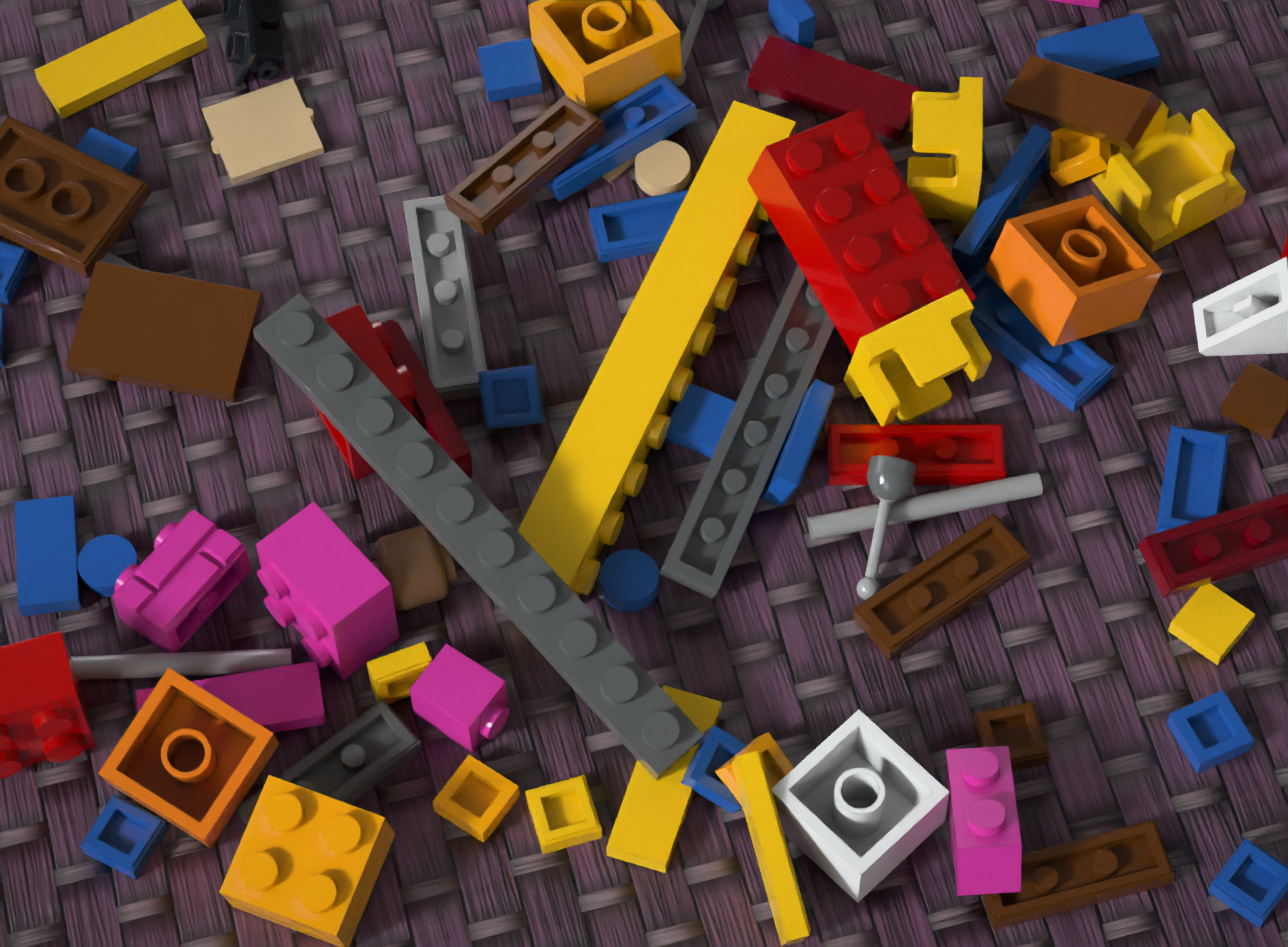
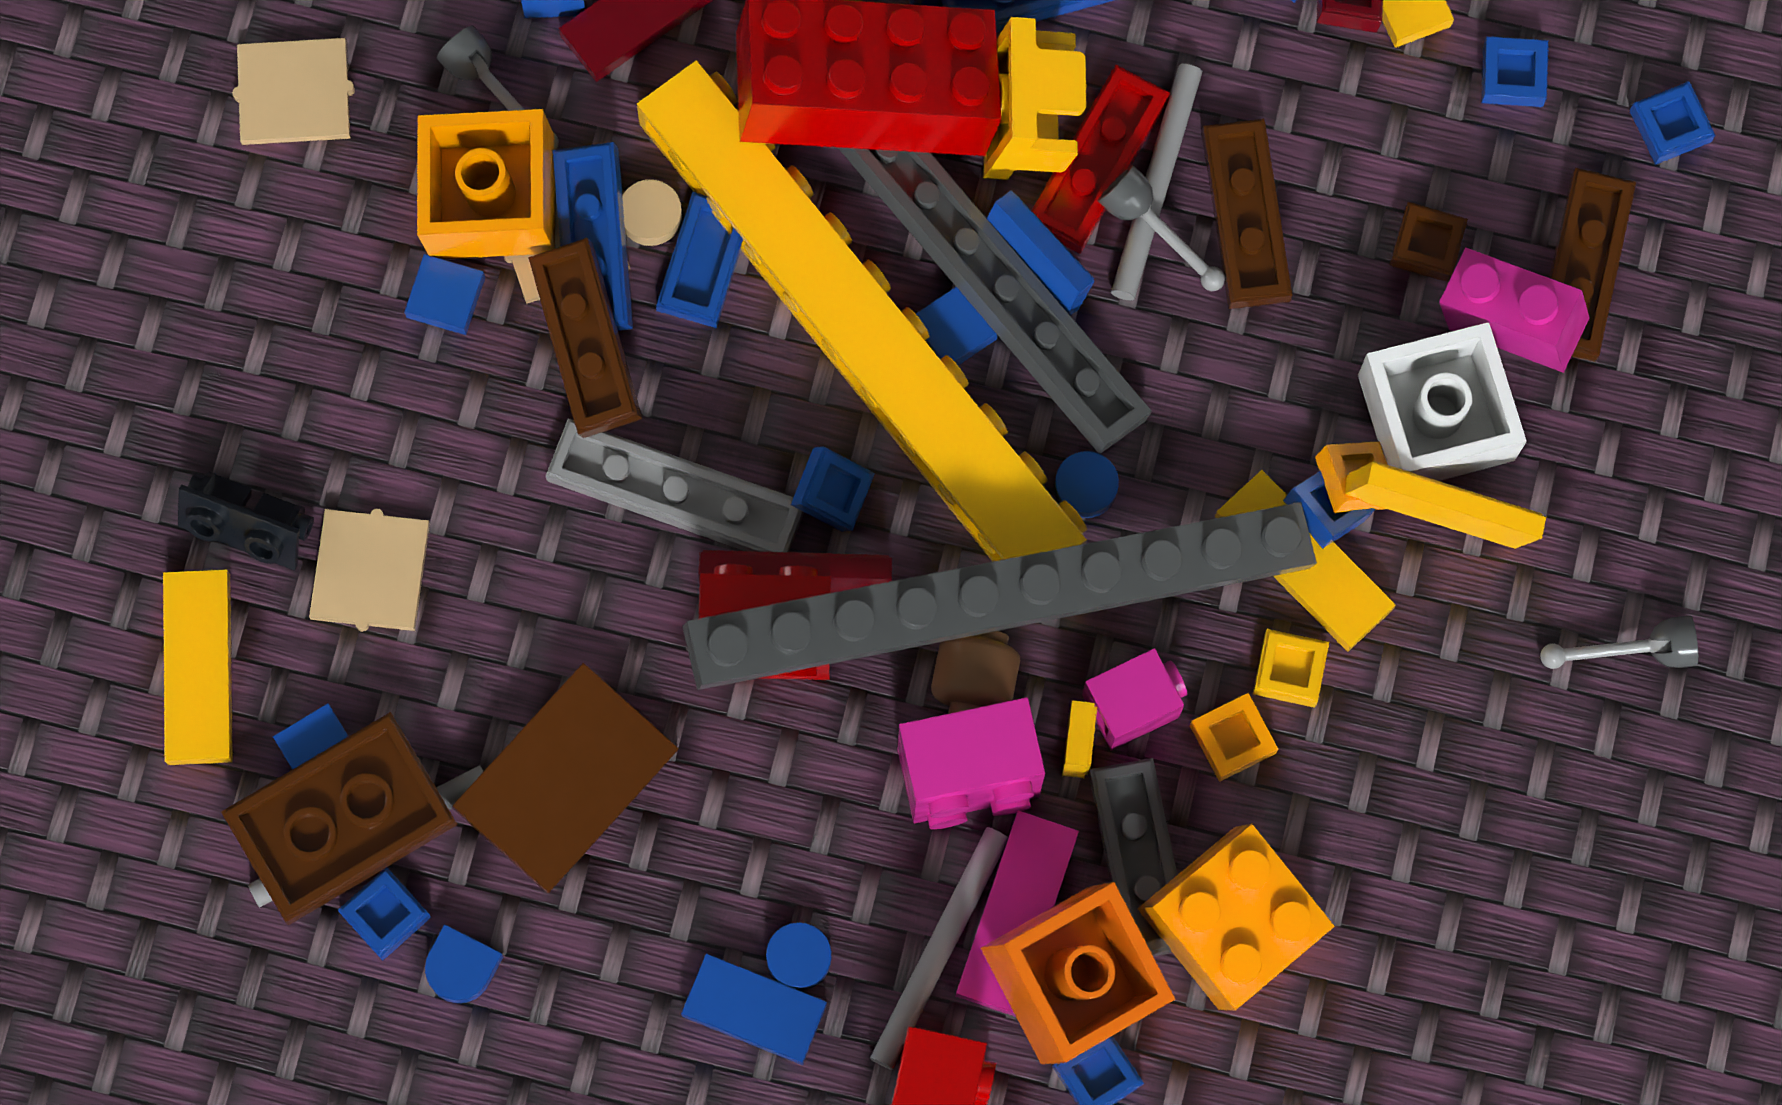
camera: 65 degrees left, 15 degrees up
(180, 581) = (864, 895): dark pink brick -> none

